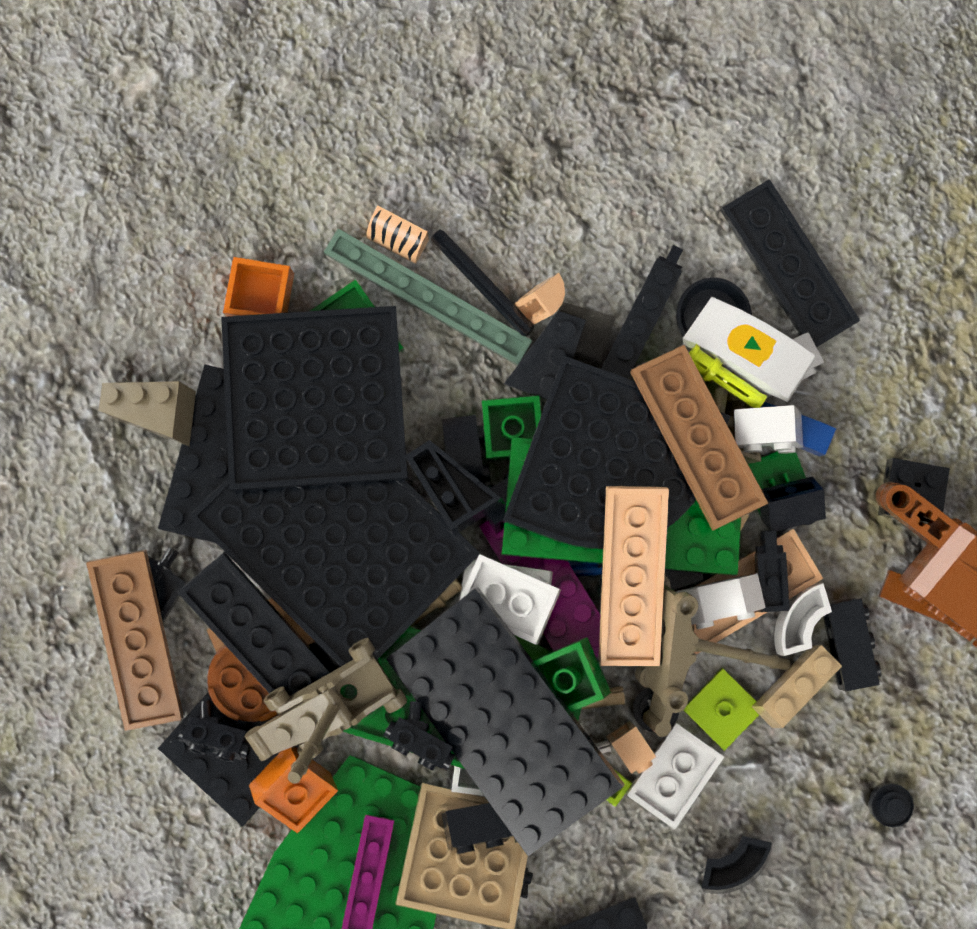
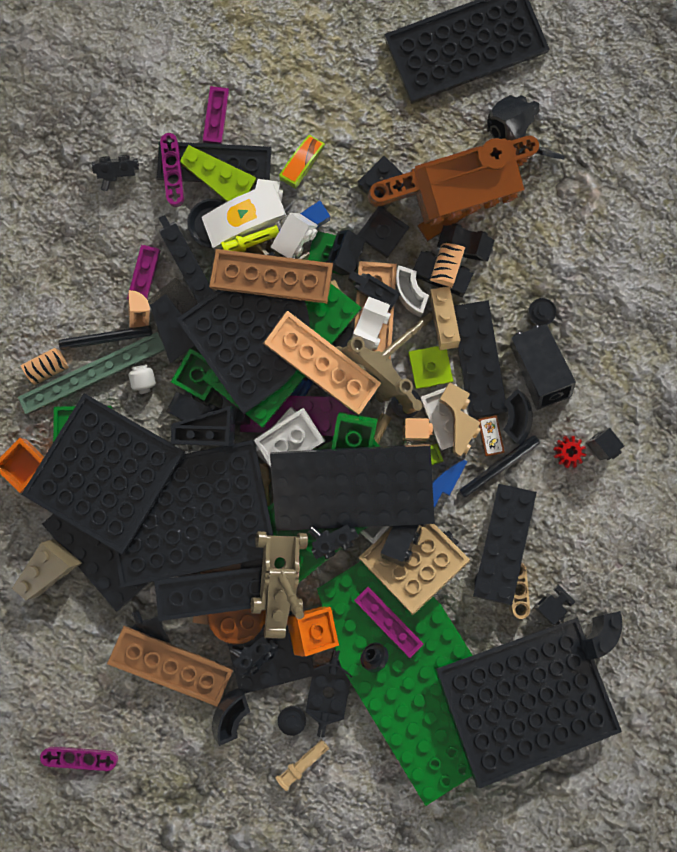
camera: 60 degrees left, 0 degrees up
(109, 881) = (295, 770): none -> tan pin
(122, 753) = (228, 716): none -> black brick
(168, 835) = (291, 720): none -> black plate
(208, 864) = (328, 709): none -> black plate
(311, 890) = (374, 657): none -> black plate
(461, 362) = (142, 379): none -> white head
(596, 273) = (145, 270): none -> magenta plate
(598, 829) = (447, 480): none -> blue slope
(657, 883) = (499, 466): none -> black axle
(677, 805) = (463, 425): none -> tan arch
(688, 845) = (491, 436): none -> tile
(694, 146) = (110, 169): none -> black brick
(744, 219) = (169, 170): none -> magenta beam
(773, 767) = (479, 360): none -> black plate
(778, 281) = (218, 175): none -> lime wing
(822, 853) = (542, 366): none -> black slope
(851, 225) = (216, 115): none -> magenta plate
(852, 533) = (383, 231): none -> black plate
(868, 370) = (301, 161): none -> slope
(868, 645) = (447, 264): none -> light nougat brick
(911, 647) = (476, 244): none -> black brick

